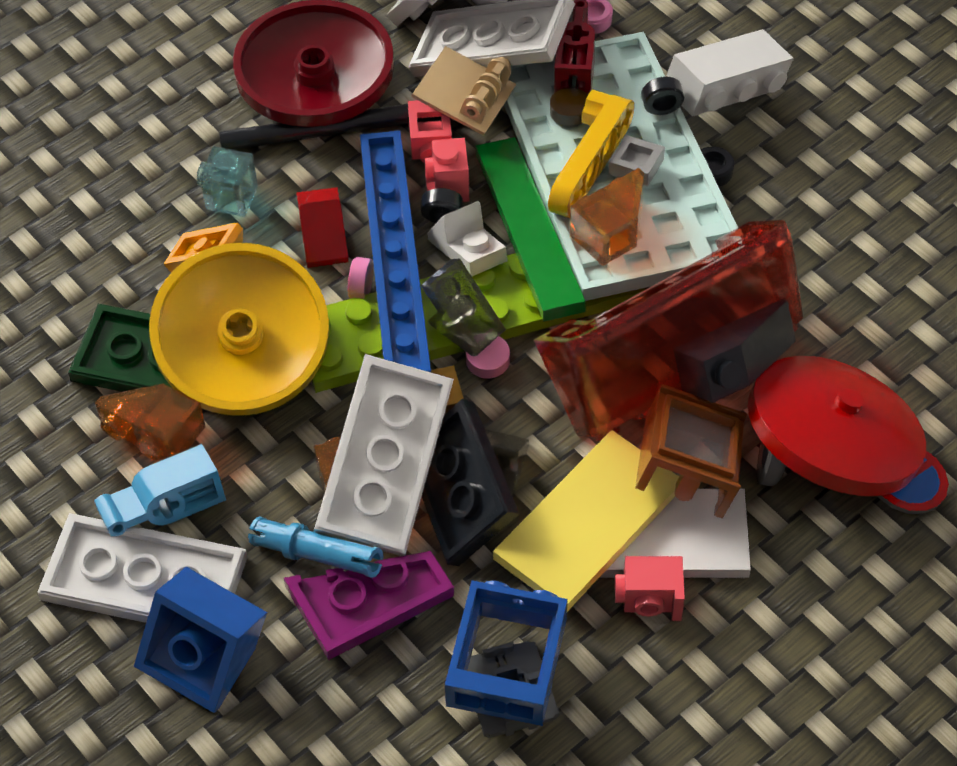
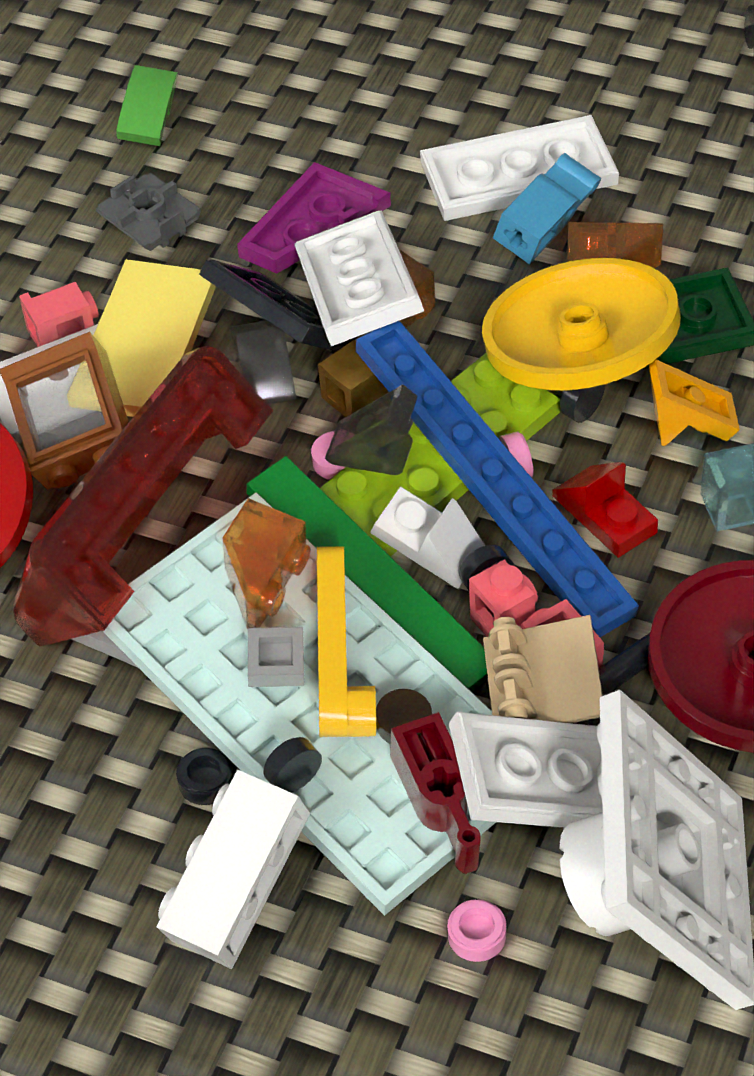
camera: 155 degrees right, 5 degrees down
(198, 638) = (421, 117): blue slope -> none
(298, 542) = (432, 224): dark azure pin -> none
(495, 694) = (167, 160): blue window -> none
(735, 353) = (53, 471): black slope -> none

